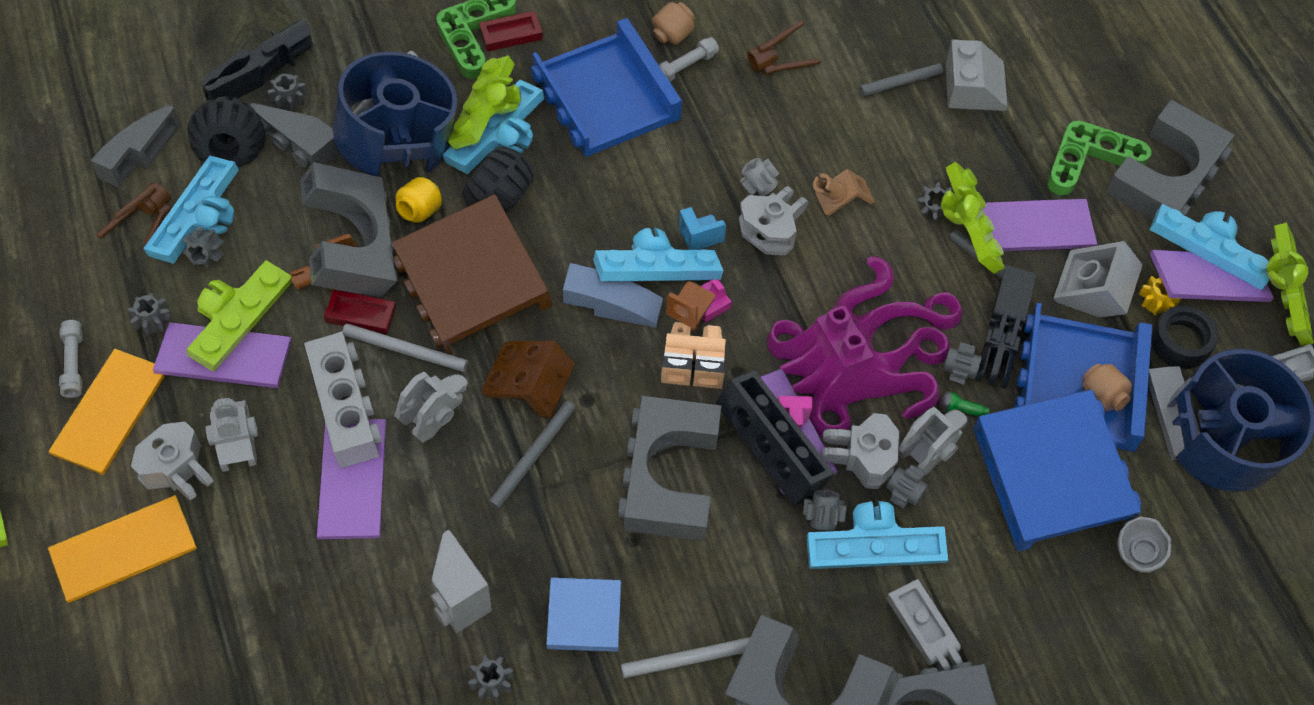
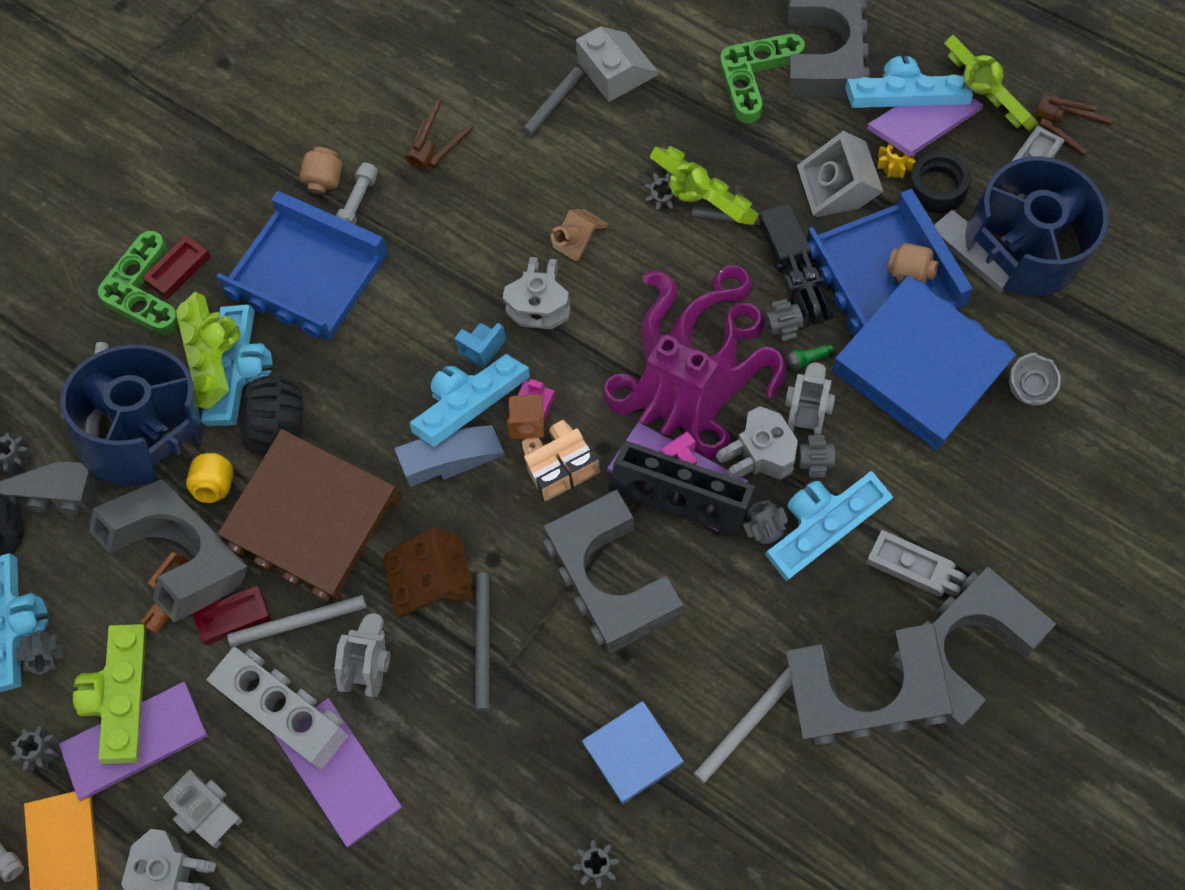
camera: 25 degrees left, 5 degrees up
(458, 586) = (512, 805): light grey slope -> none
(759, 177) = (498, 263): light grey gear -> none
(1042, 224) = (759, 156): medium lavender piece -> none

